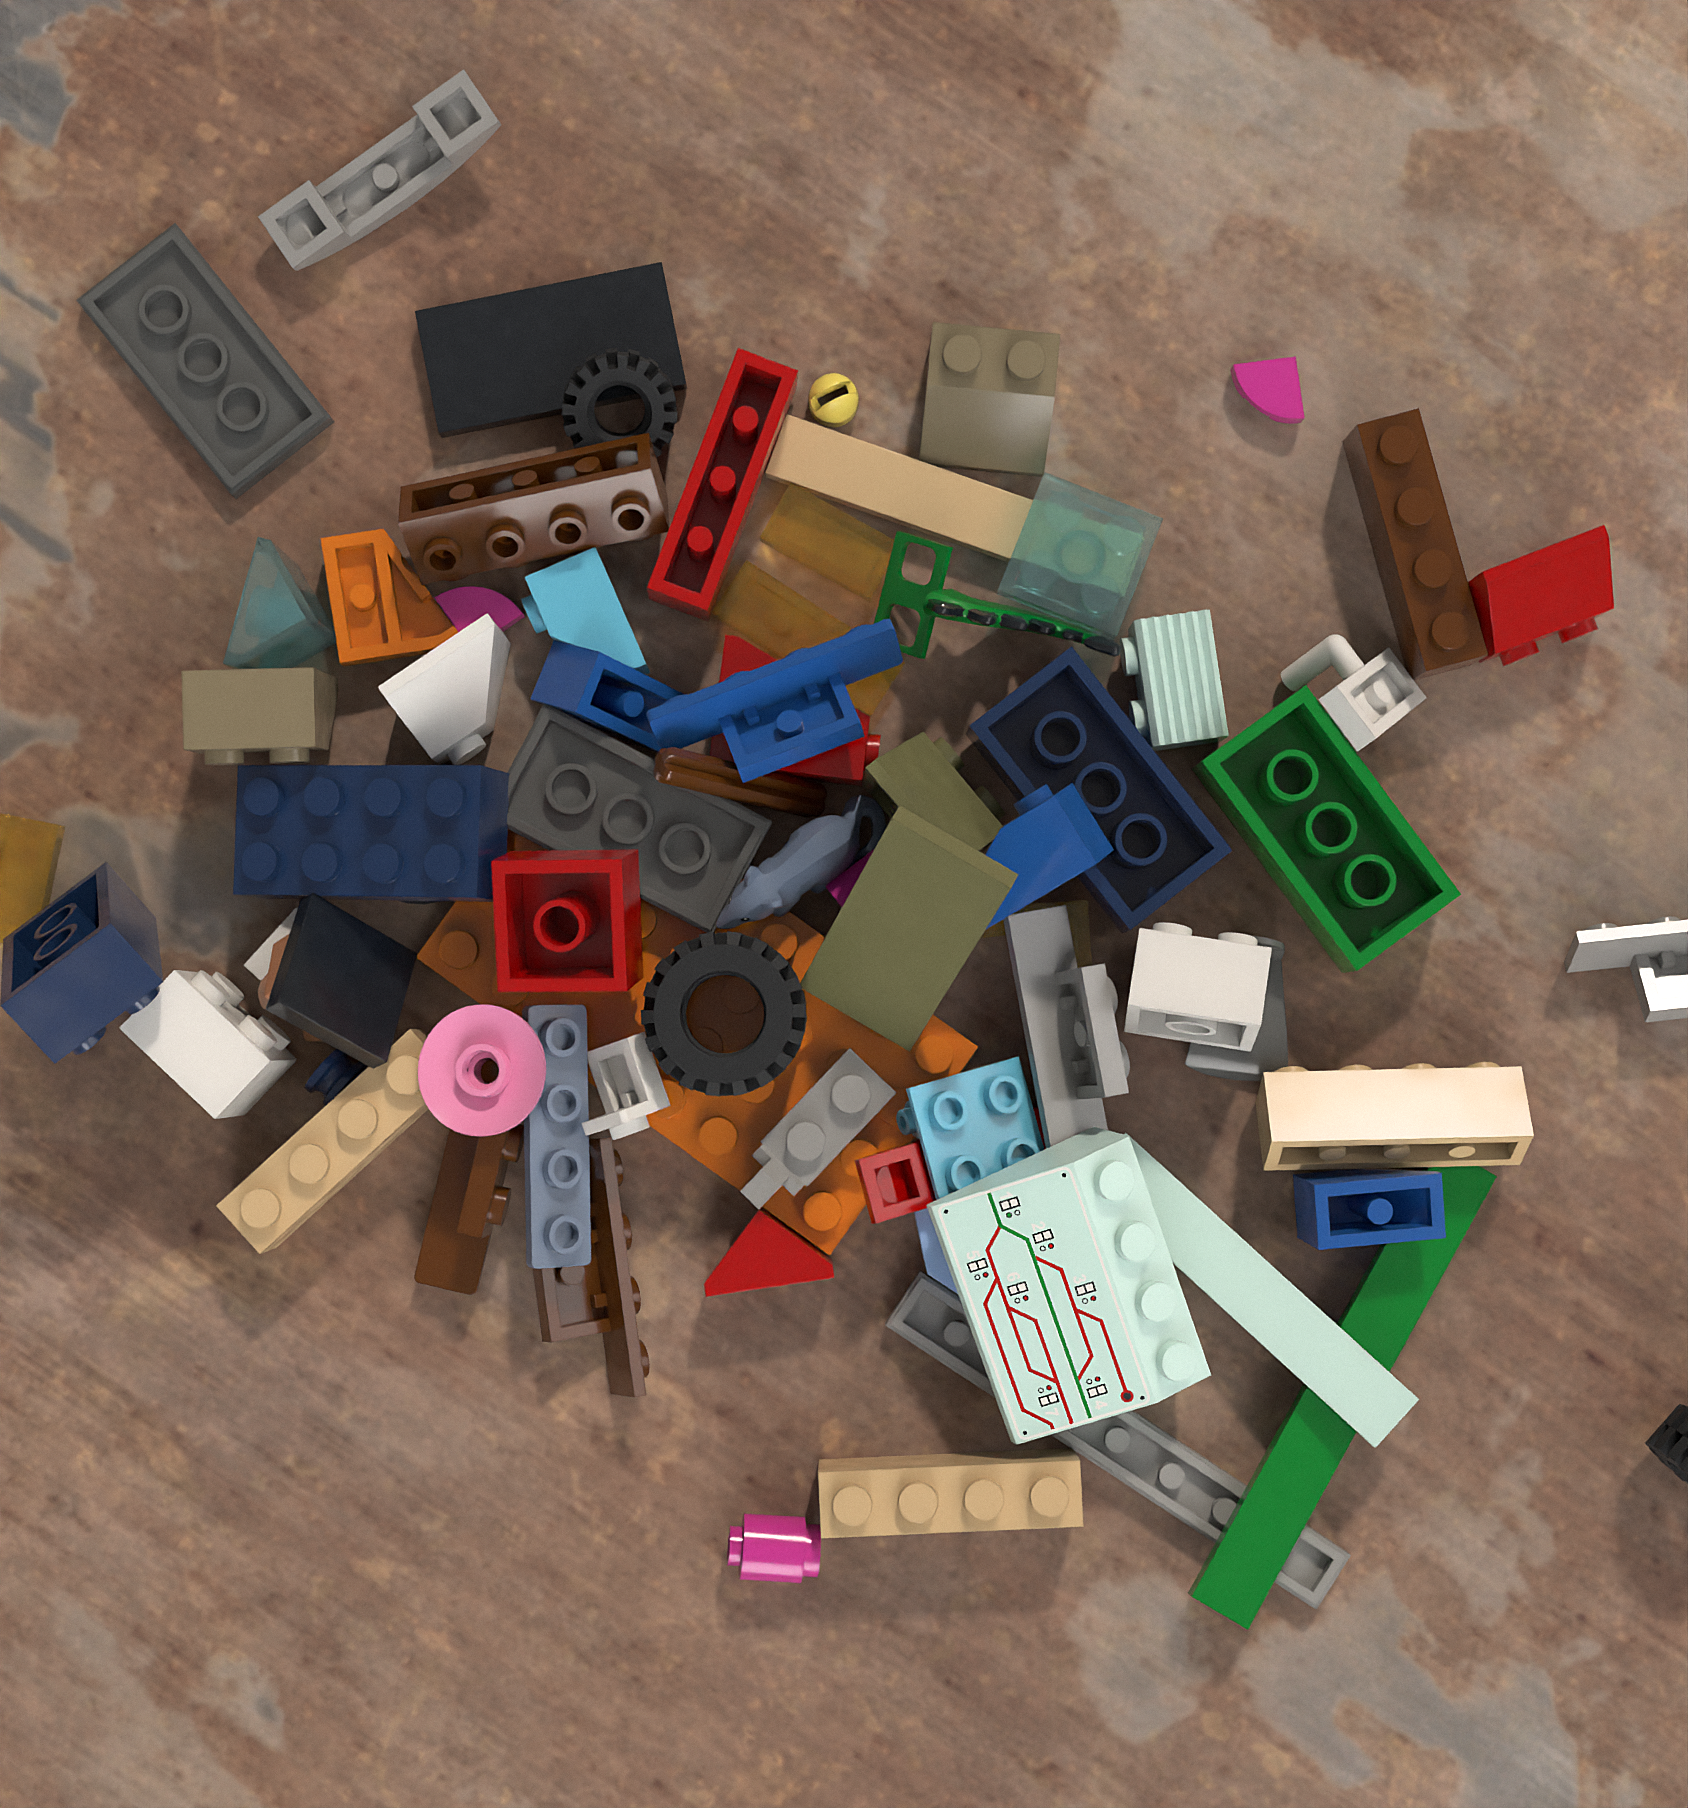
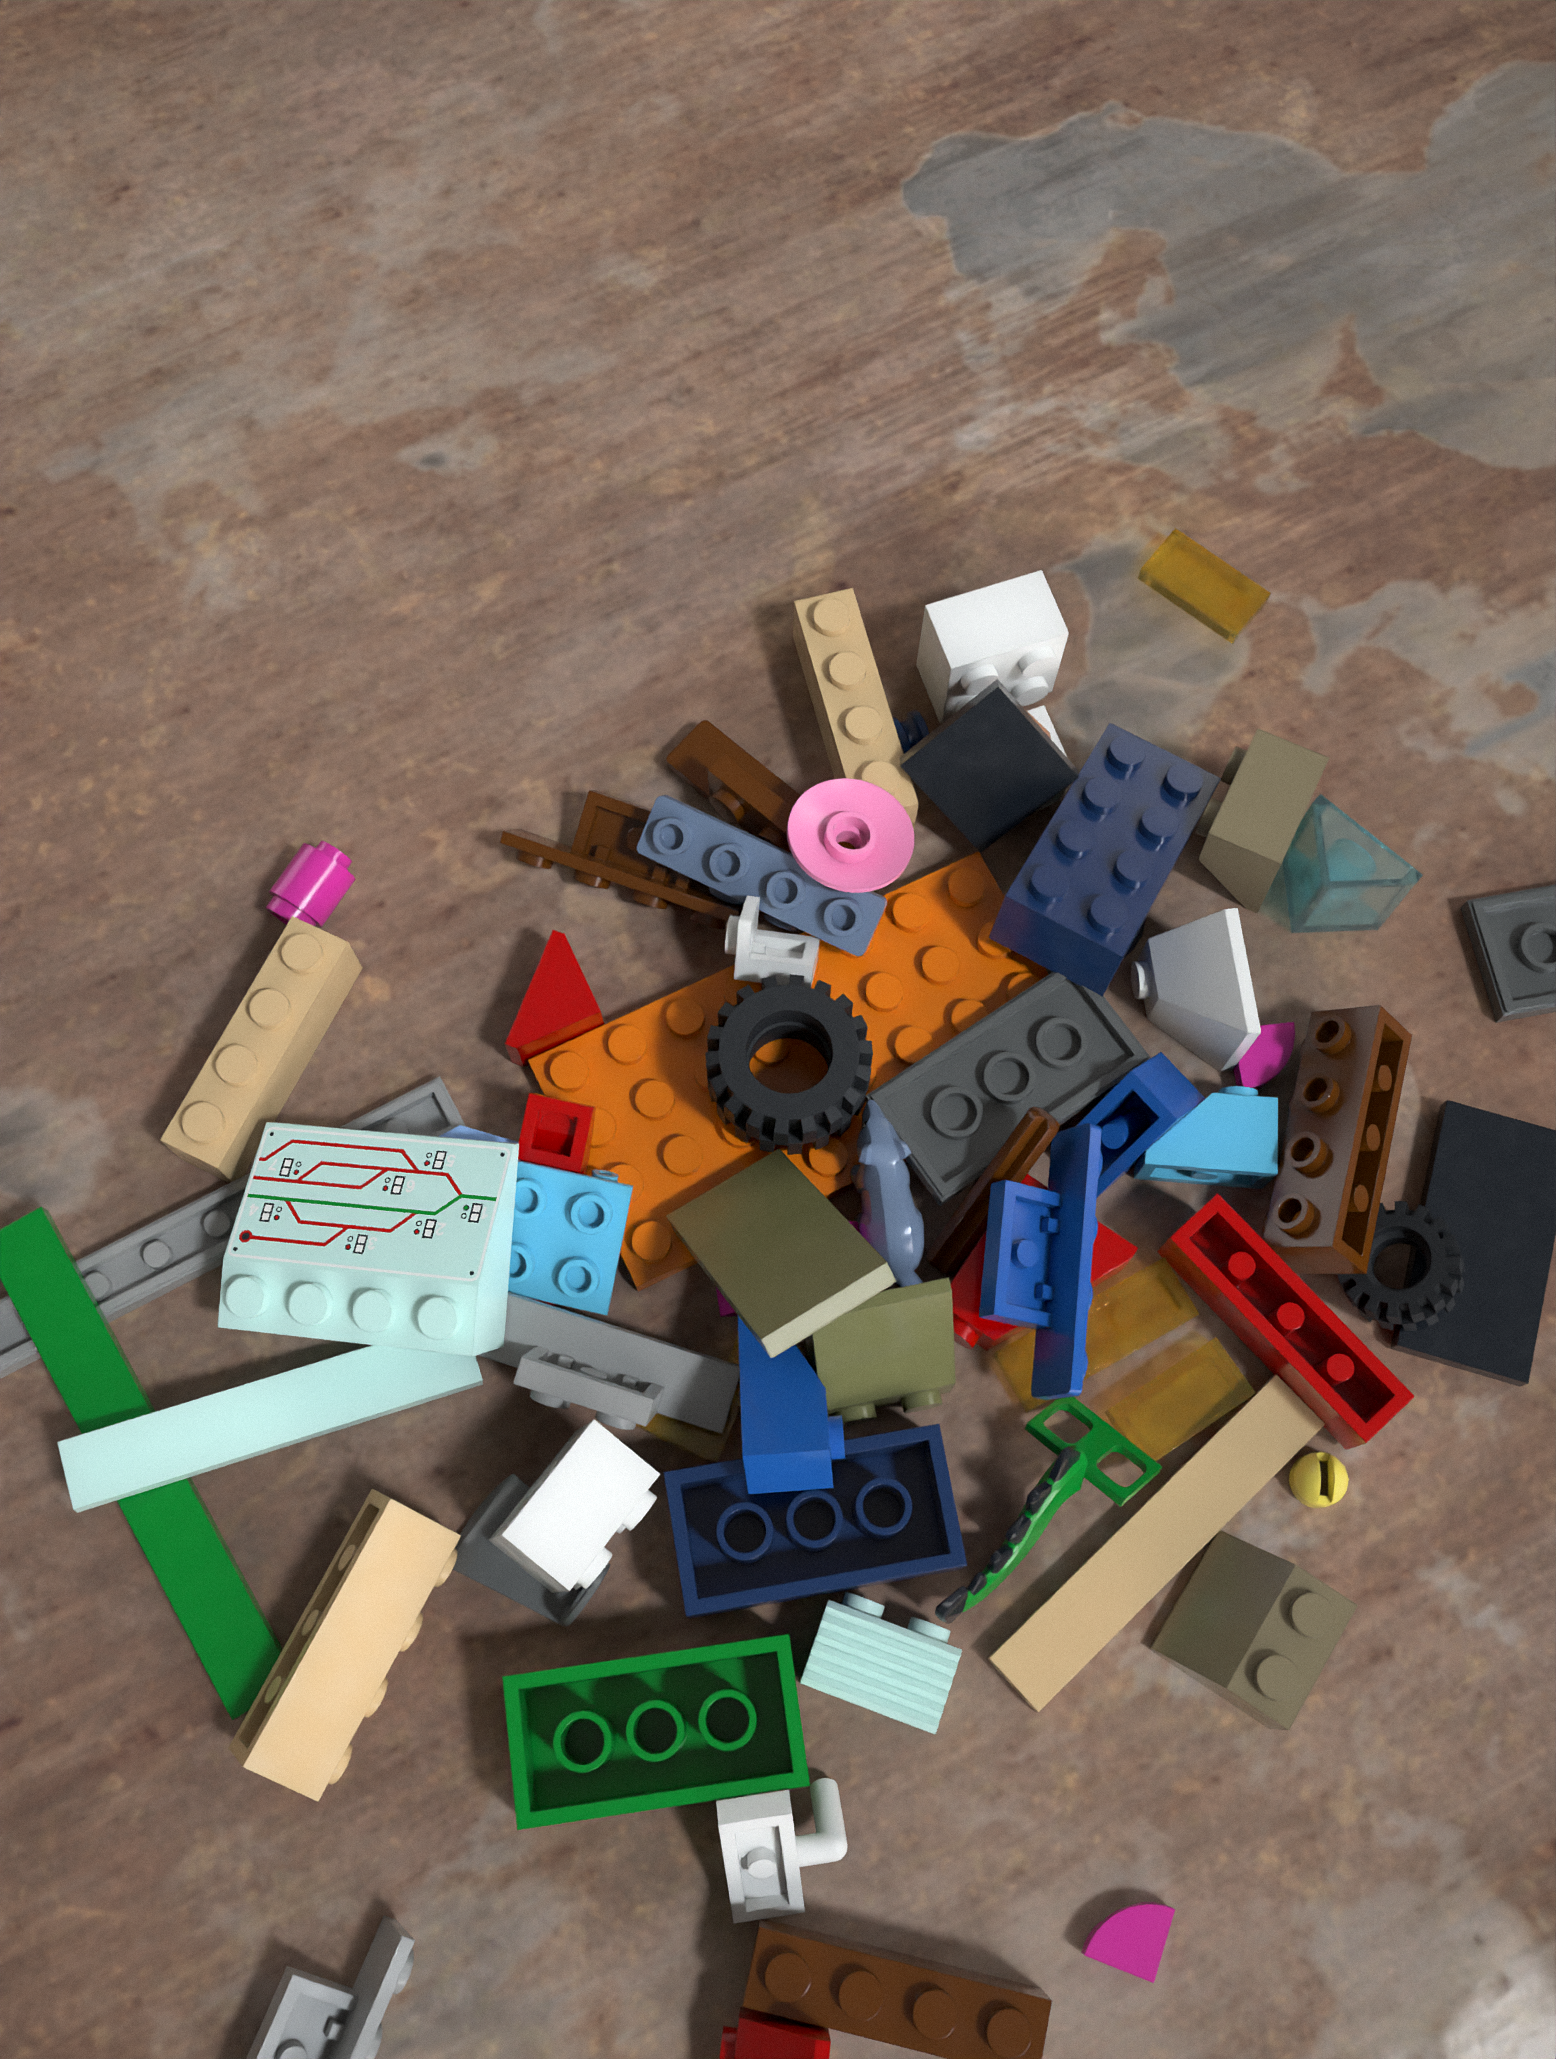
camera: 120 degrees right, 15 degrees down
(81, 964) = (1109, 573): dark blue brick -> none
(379, 601) = (1313, 970): orange wing -> none
(567, 920) = (944, 970): red brick -> none
(817, 1128) = (643, 1100): light grey hinge -> none
(1079, 556) = (1052, 1634): clear light blue plate -> none
(1368, 1207) = (276, 1567): blue slope -> none

